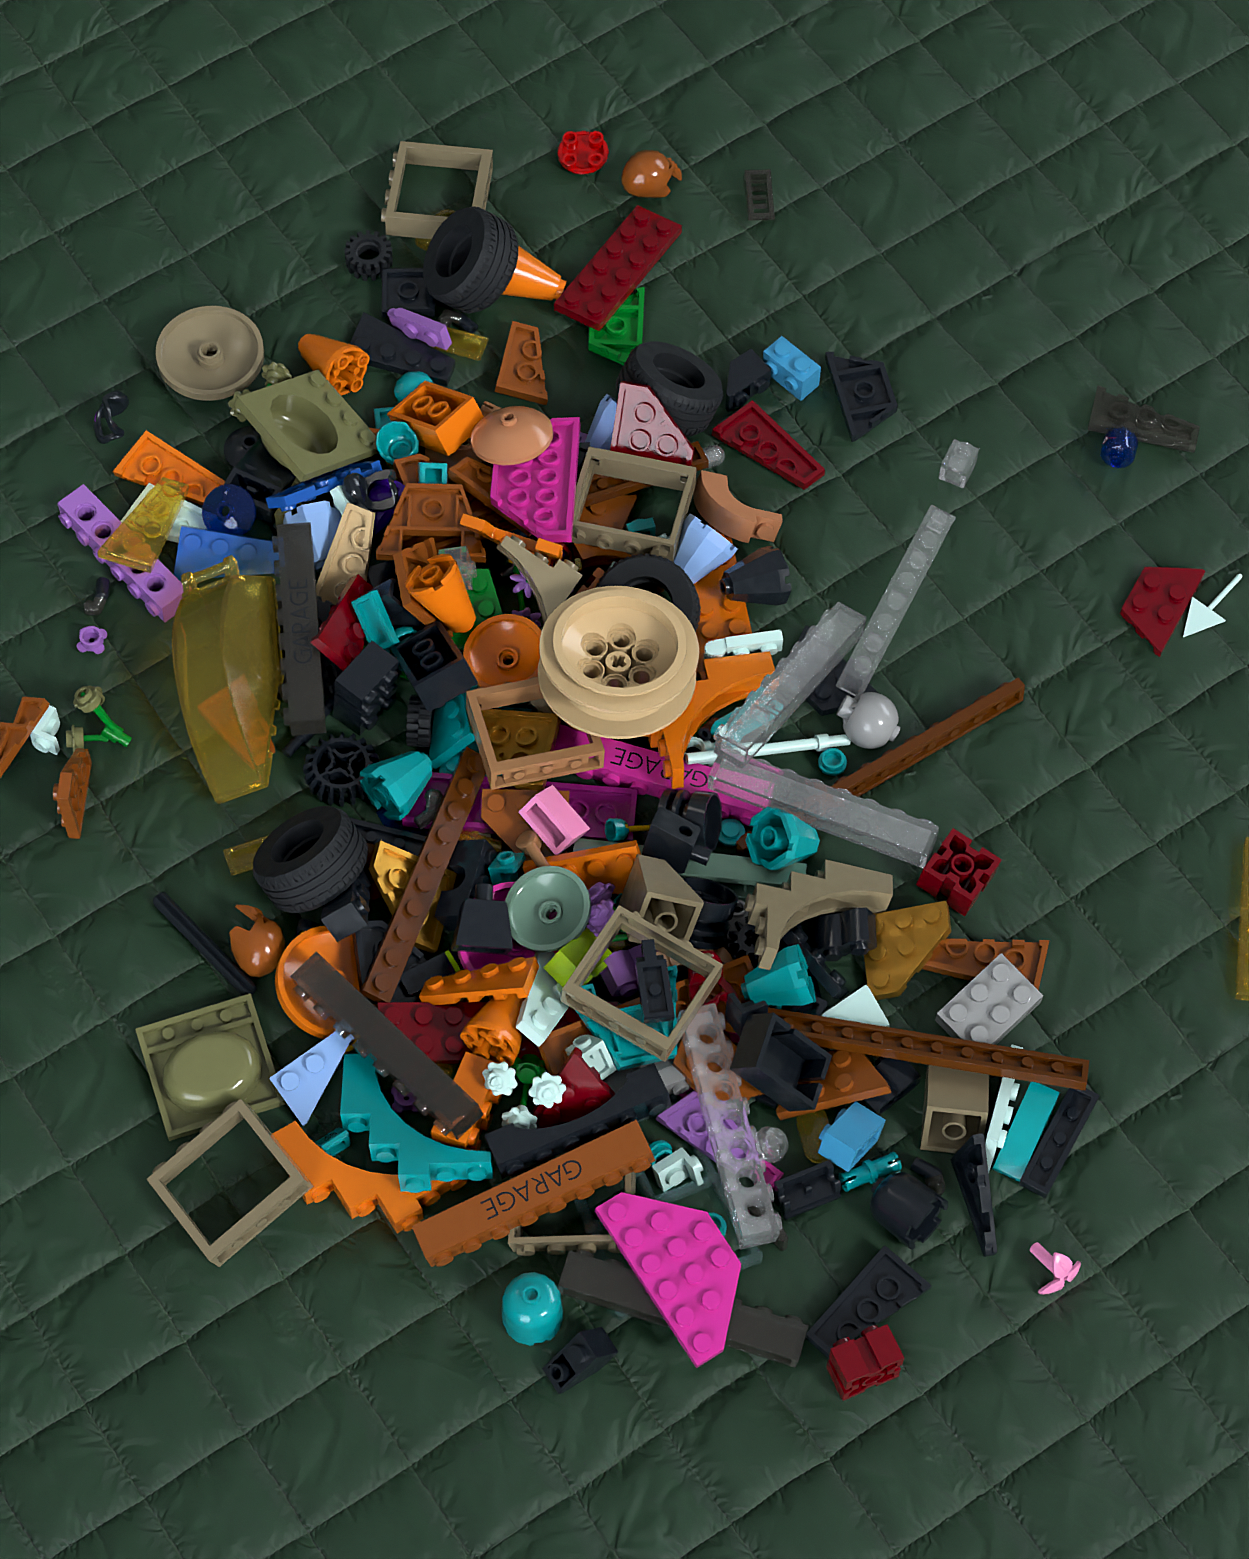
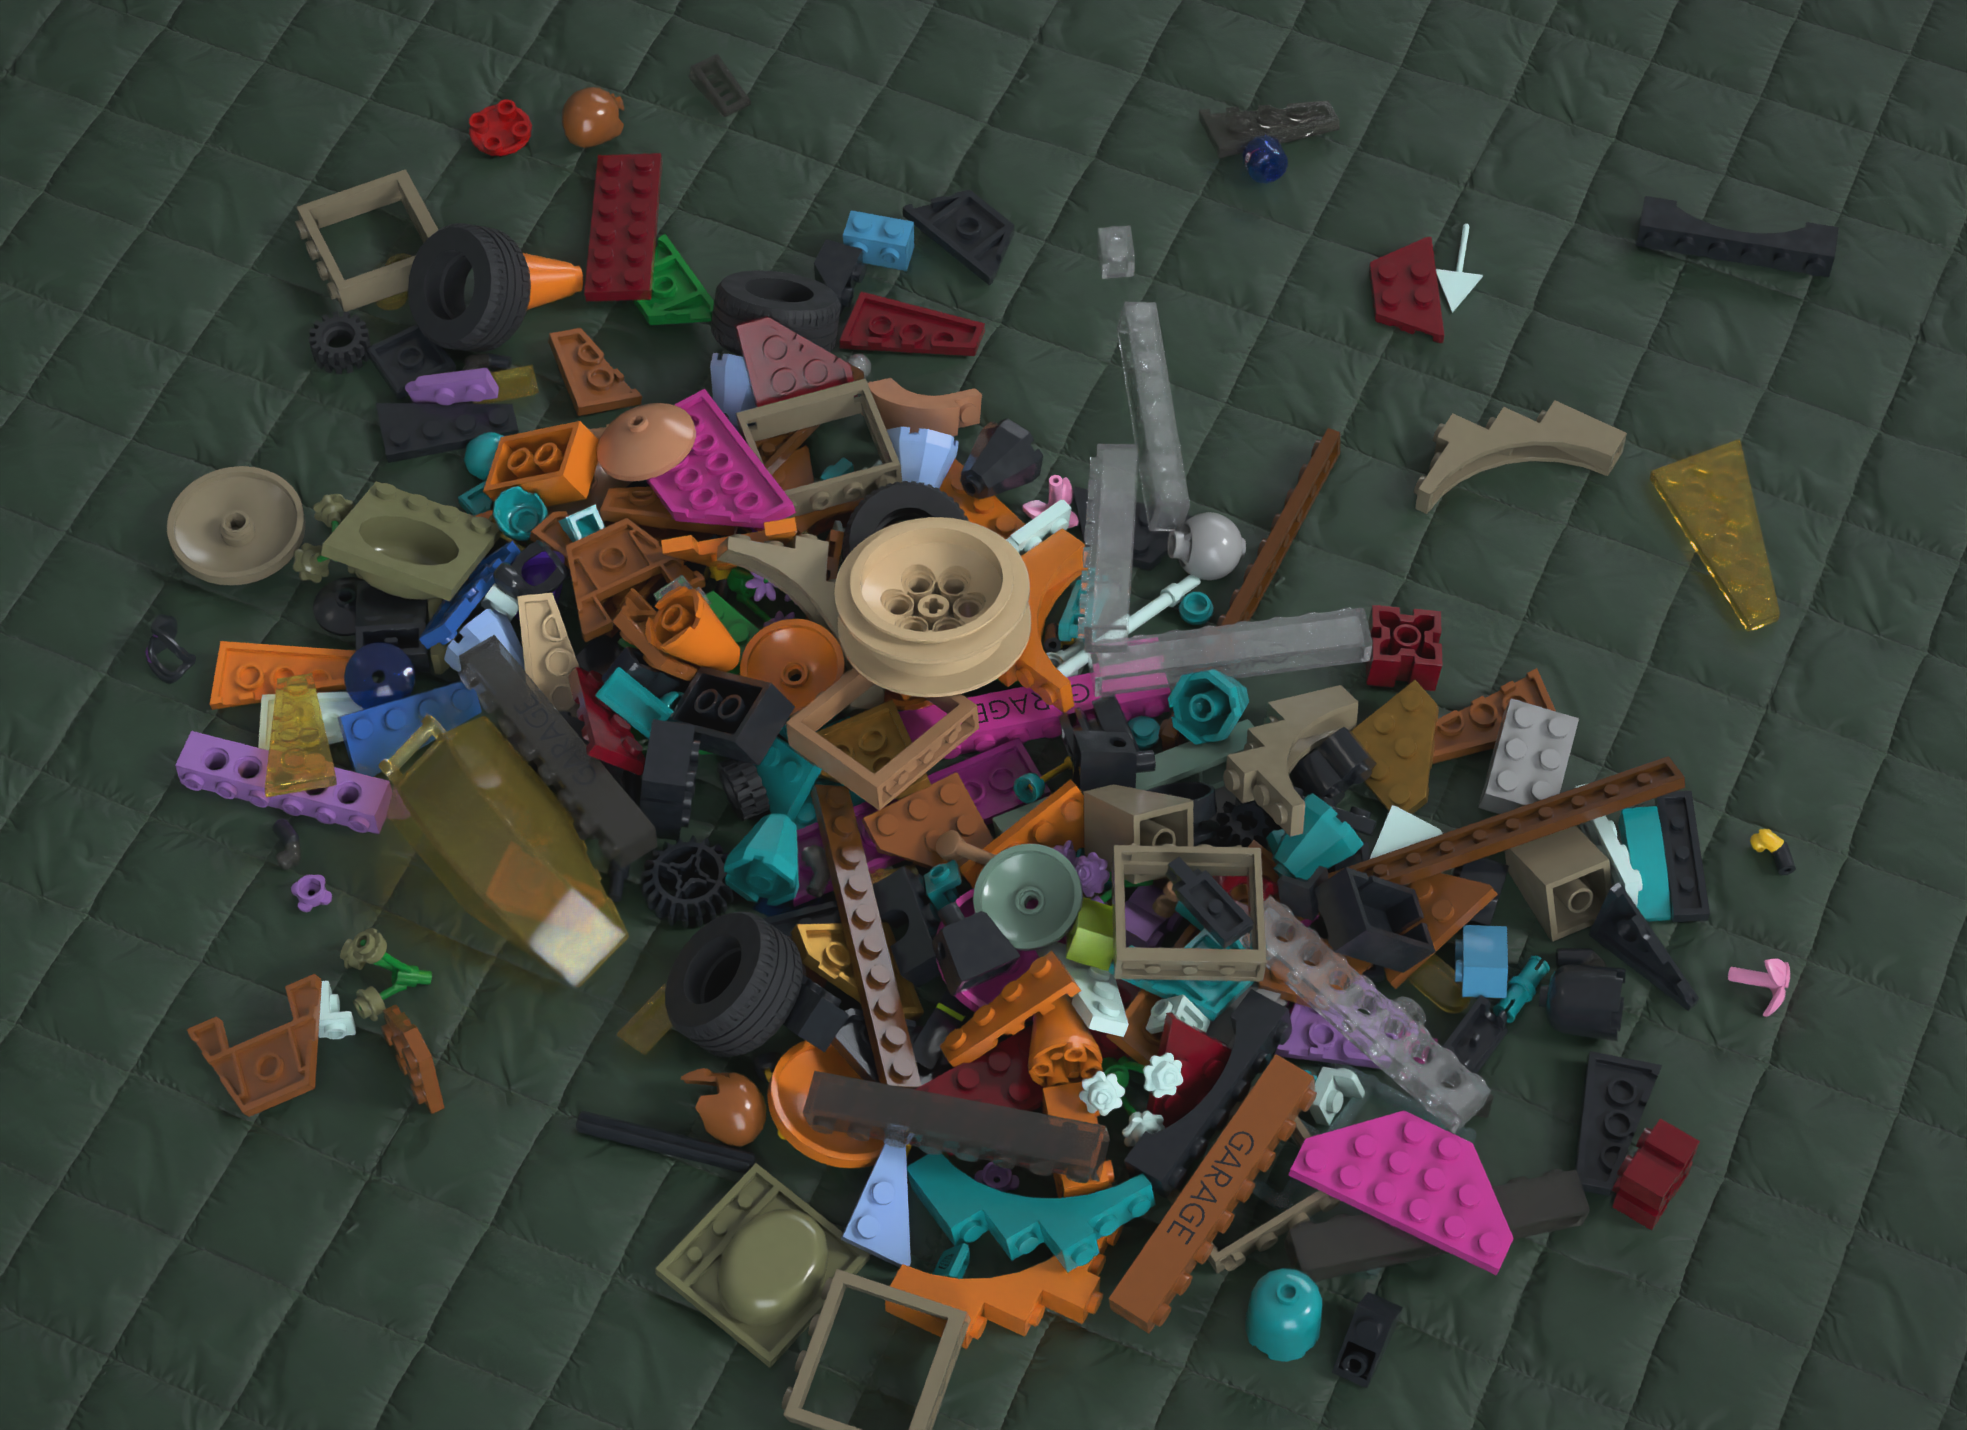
camera: 30 degrees left, 5 degrees down
(336, 360) = (387, 461): orange cone -> none
(554, 820) = (964, 808): bright pink brick -> none
(788, 626) = (1058, 490): none -> bright pink plant
(1136, 1171) = (1778, 847): none -> arm
(1153, 755) = (1511, 438): none -> dark tan arch

